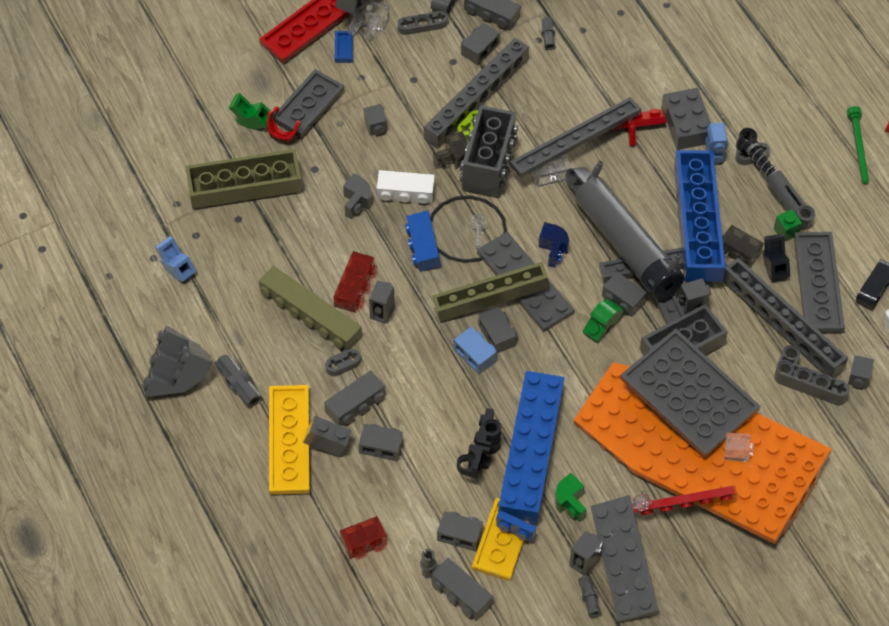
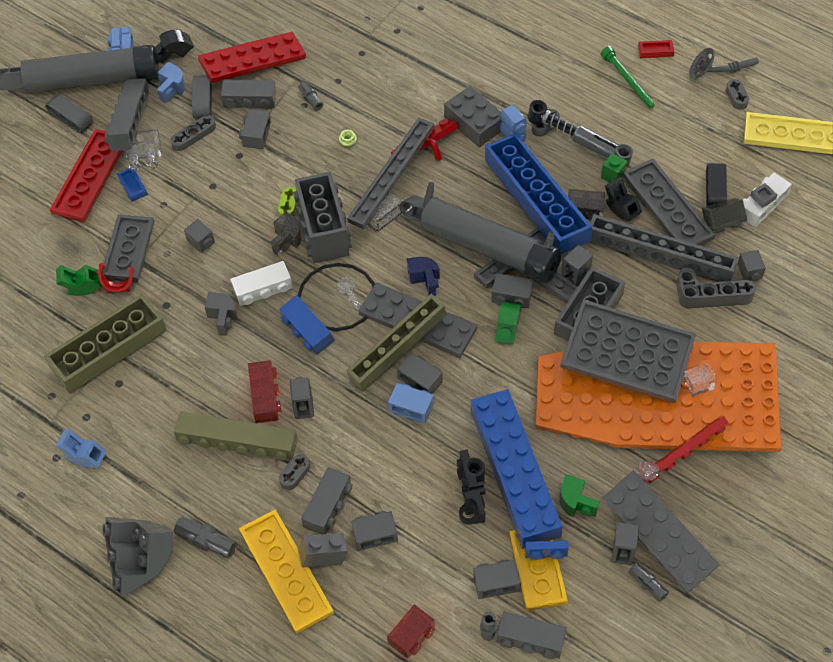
camera: 25 degrees left, 0 degrees up
(476, 92) = (277, 173): dark grey brick -> none
(559, 84) = (347, 138): none -> yellowish green plate
(864, 314) = (725, 214): none -> clear smoke brick

